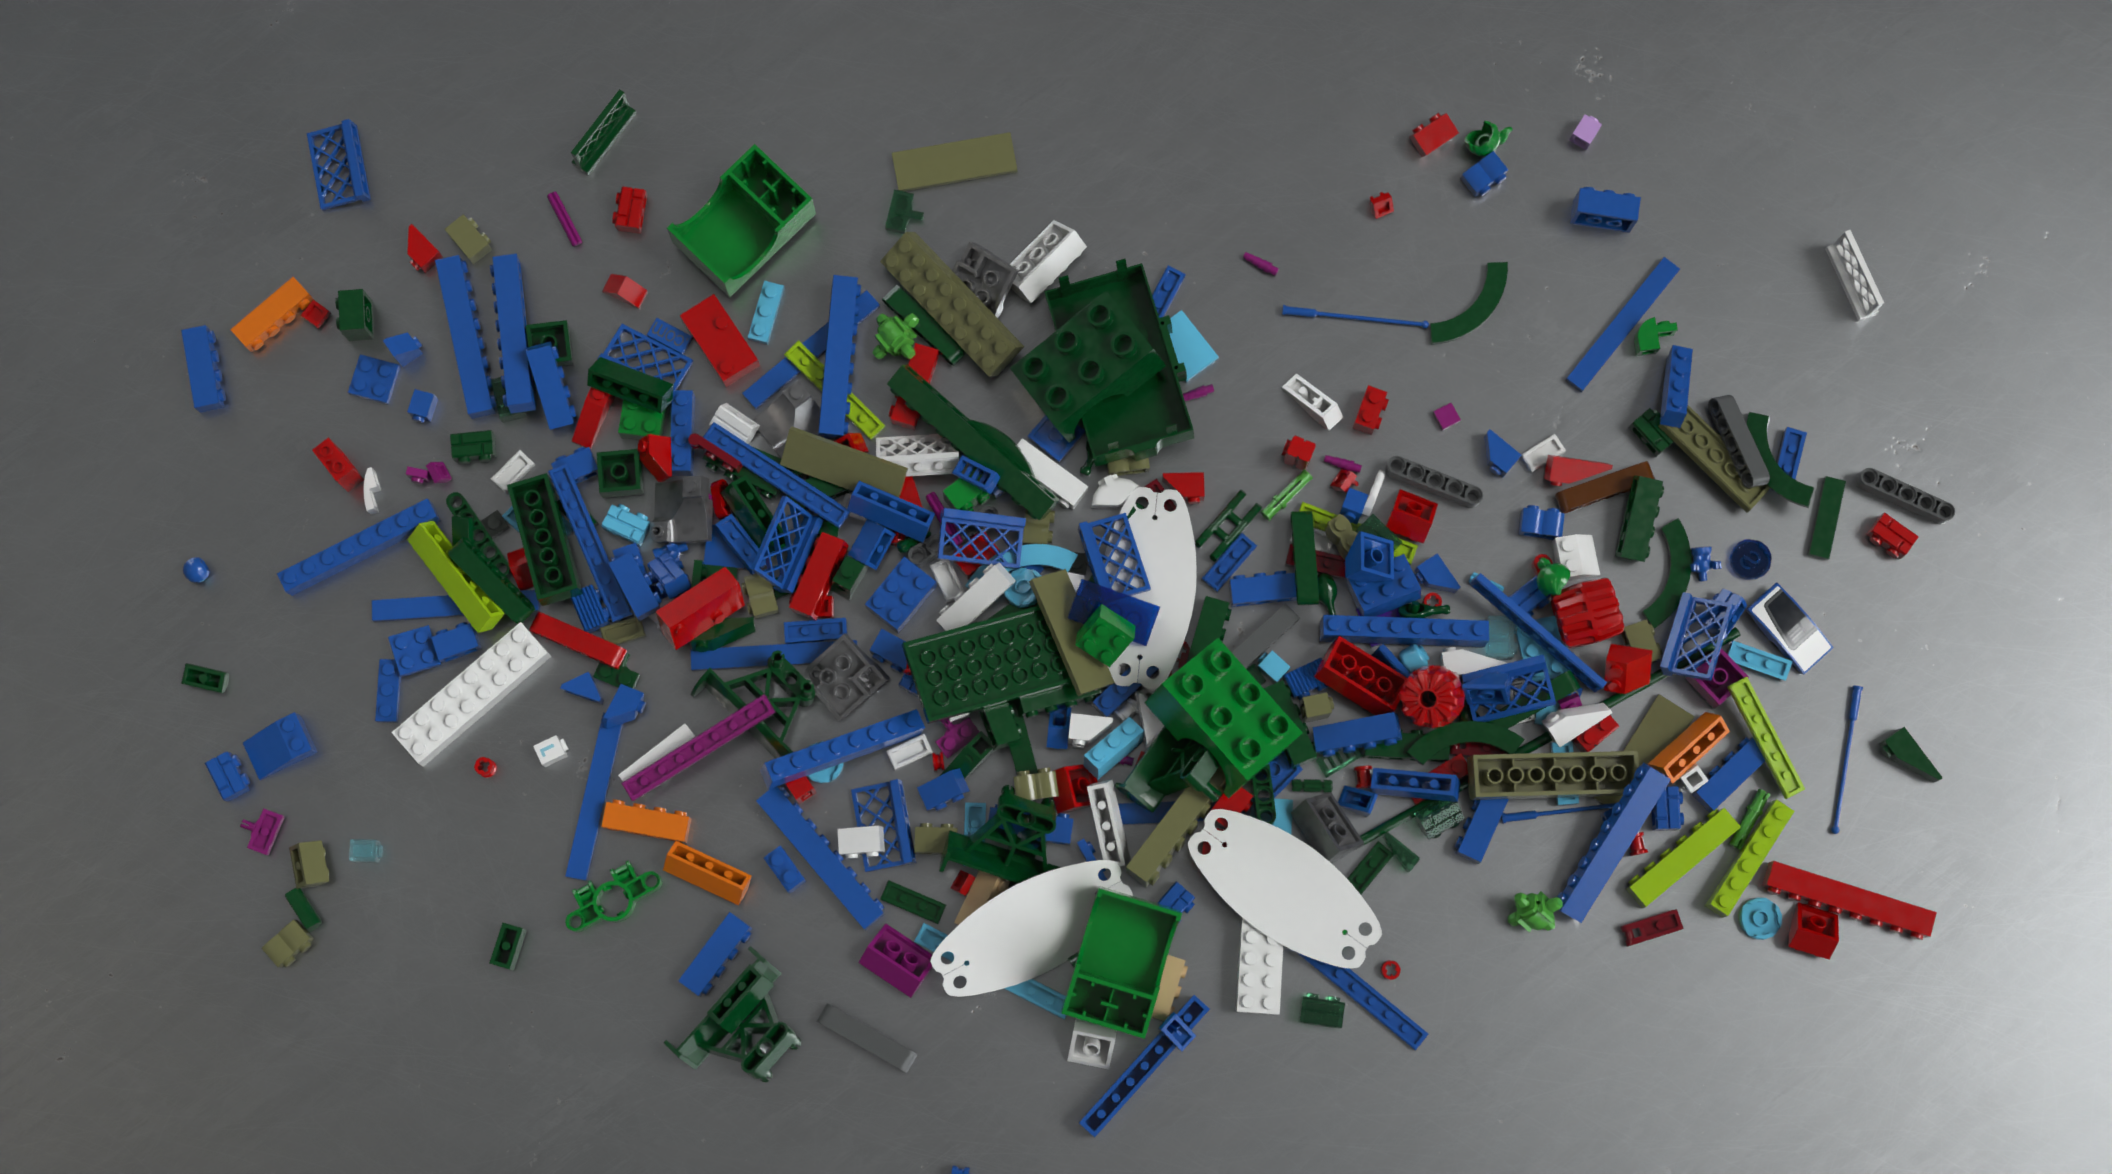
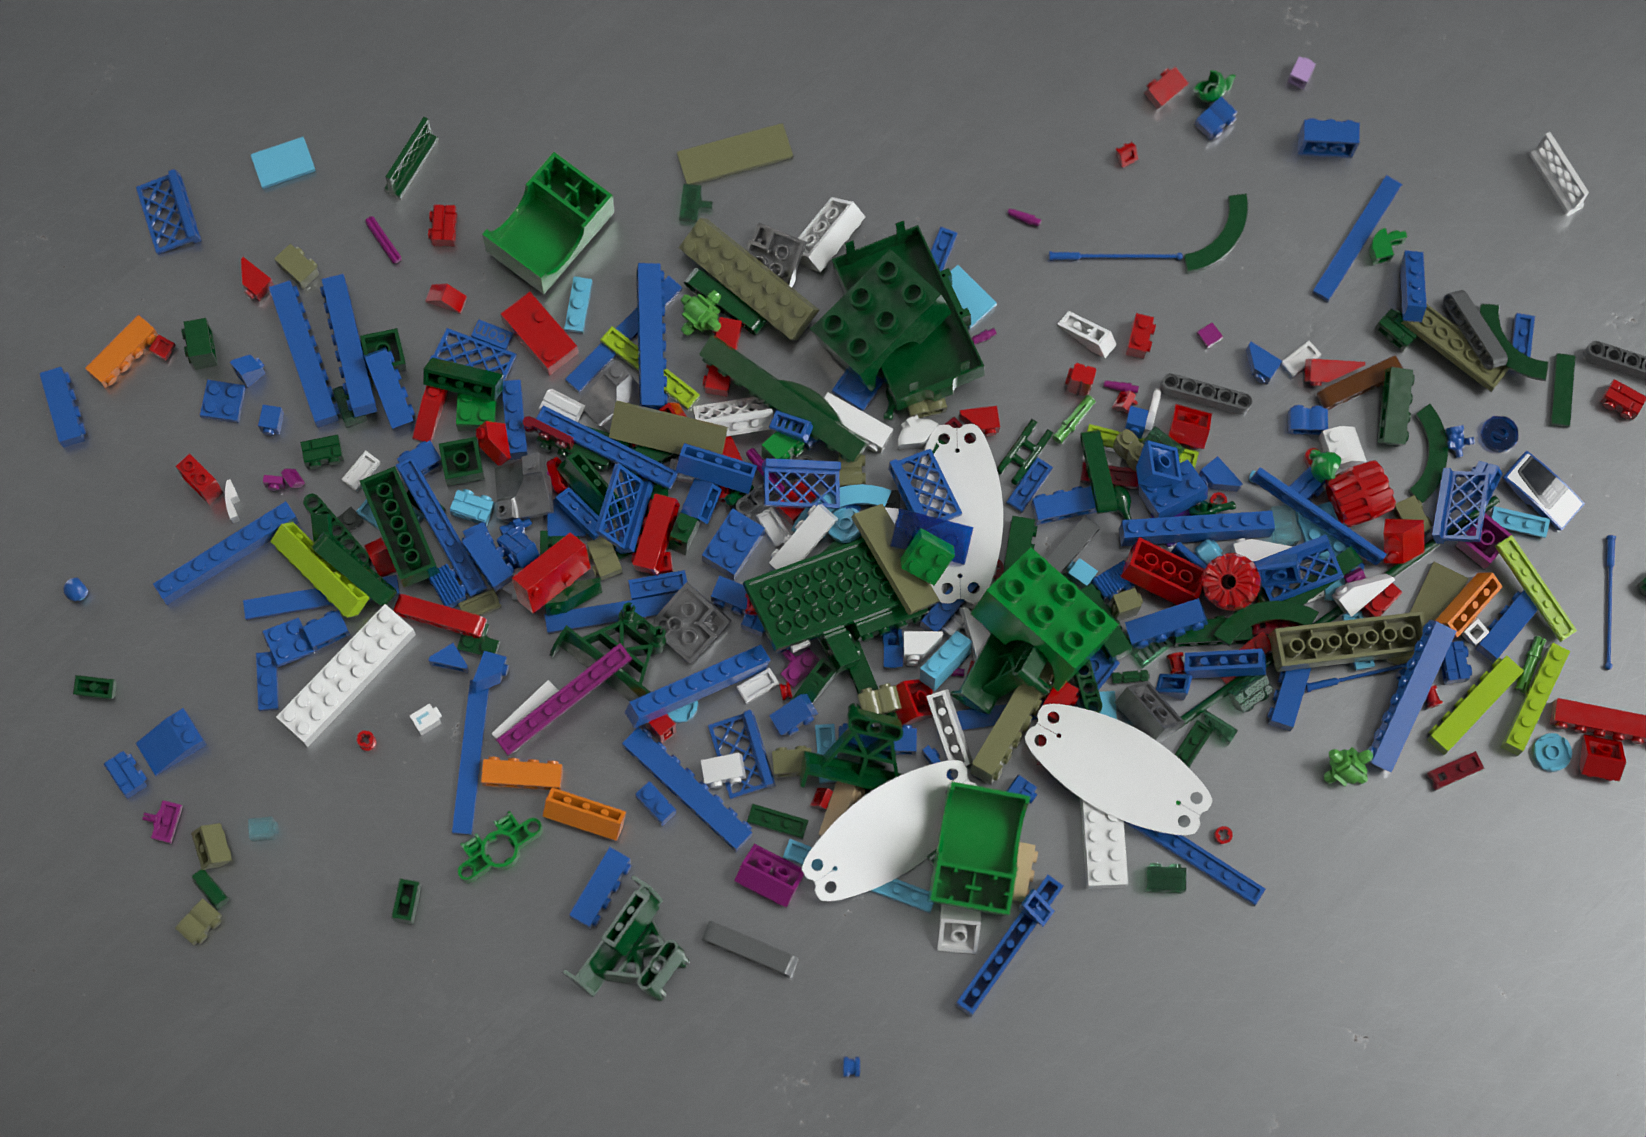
camera: 10 degrees left, 5 degrees down
(466, 122) = (283, 162): none -> medium azure tile

